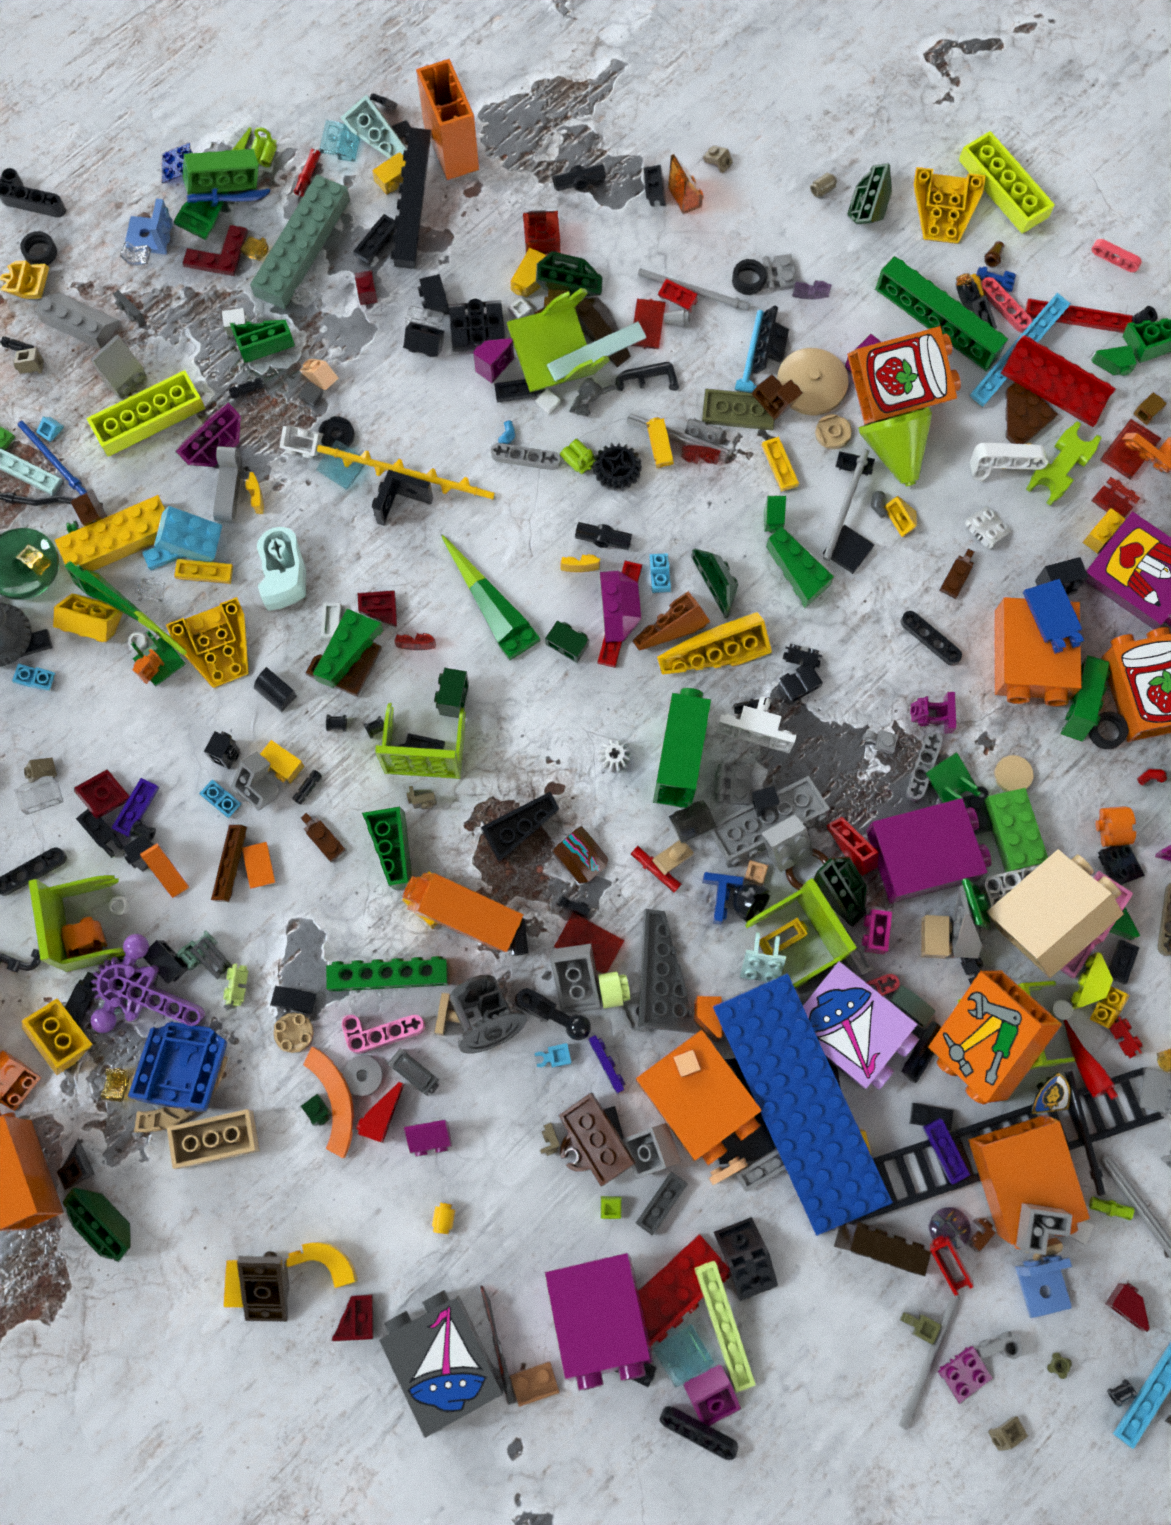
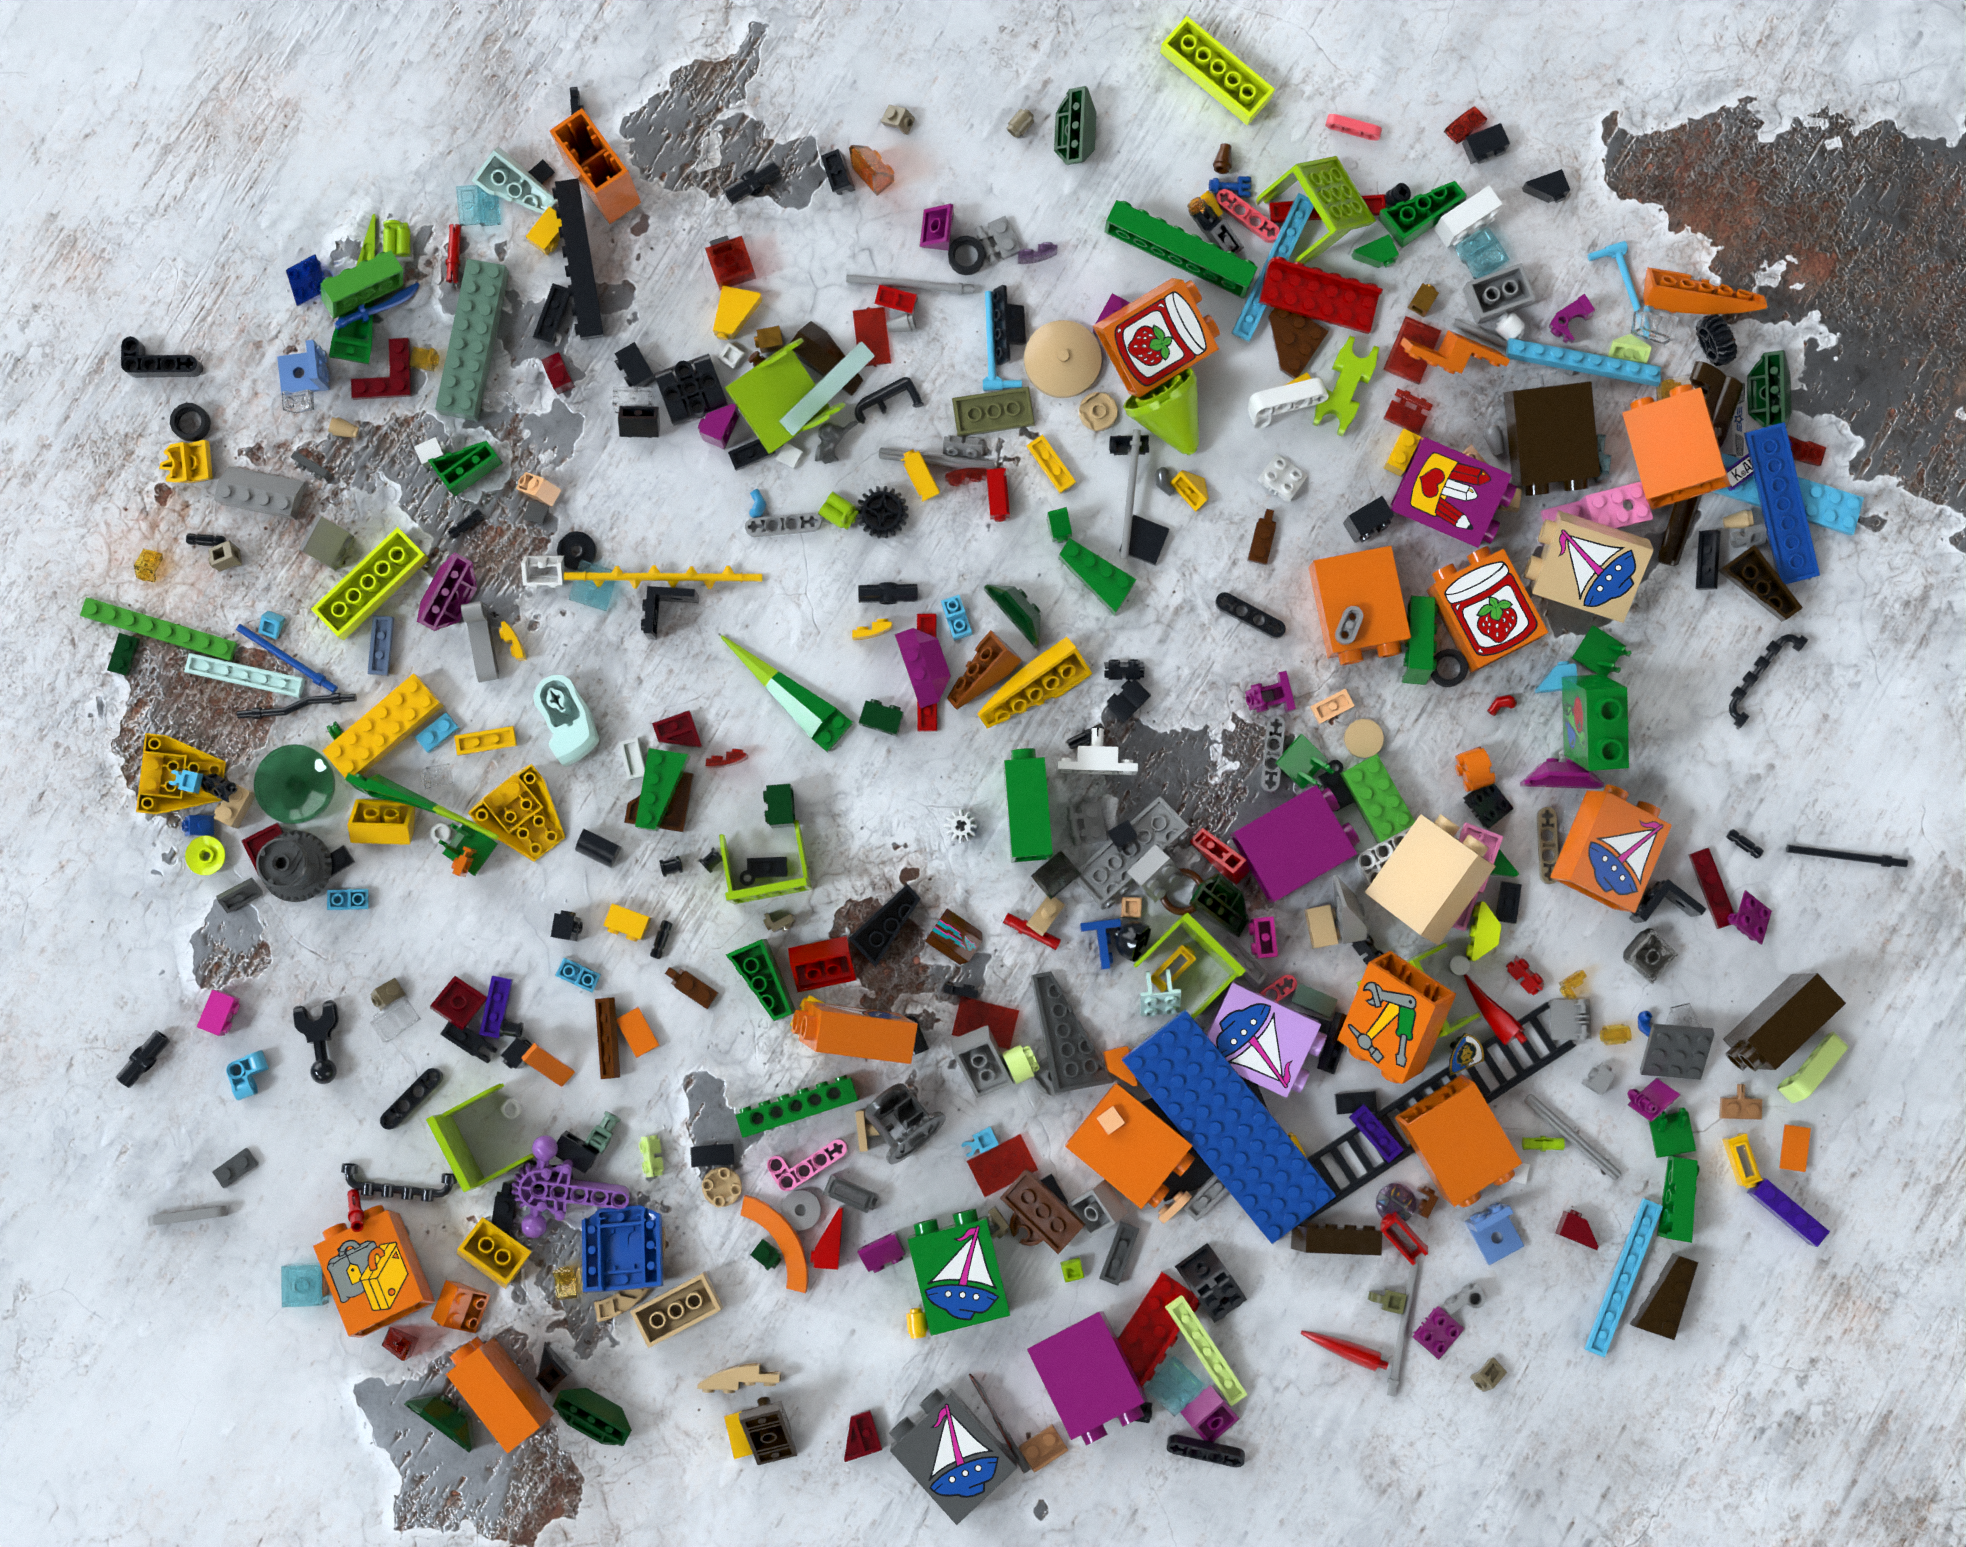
camera: 15 degrees left, 10 degrees up
(34, 559) = (308, 778): clear yellow bracket -> none
(83, 938) = (489, 1152): orange brick -> none
(88, 508) = (346, 706): reddish brown torso -> none
(138, 468) = (380, 645): none -> sand blue plate
(166, 285) = (342, 428): none -> tan cone
(188, 535) = (459, 710): medium azure brick -> none
(222, 969) = (632, 1144): black tile -> none
(245, 1223) = (730, 1378): none -> tan slope
(252, 781) = (607, 952): light grey brick -> none
(331, 1256) = (821, 1386): yellow arch -> none
(383, 101) = (513, 146): black tile -> none
(449, 847) = (821, 964): none -> red slope
(497, 1177) = (957, 1272): none -> brick
(567, 273) = (773, 307): dark green wedge -> none
(568, 1084) = (1001, 1165): none -> clear red tile
(576, 1026) = (995, 1108): black piece -> none
(607, 1064) = (1033, 1135): dark purple plate -> none
(725, 476) = (998, 494): none -> red window
(730, 248) = (937, 227): none -> magenta slope
(775, 397) = (1028, 393): reddish brown brick -> none
(869, 1368) = (1348, 1350): none -> red piece
(883, 741) = (1227, 738): light grey plate -> none
(946, 203) = (1157, 112): yellow wedge -> none
(977, 903) = (1353, 887): green piece -> none
(990, 737) = (1332, 706): none -> light nougat plate
(1024, 661) = (1349, 626): none -> light grey plate
(1037, 1223) = (1474, 1181): light grey brick -> none
(1054, 614) = (1367, 567): blue tile -> none
(1054, 1247) = (1486, 1201): tan bar -> none
(1065, 1365) = (1528, 1297): olive plate -> none
(1087, 295) = (1331, 195): none -> lime piece
(1095, 1173) = (1521, 1116): black bar -> none
(1110, 1007) = (1505, 951): yellow slope -> none
(1122, 1393) = (1585, 1310): black bush -> none

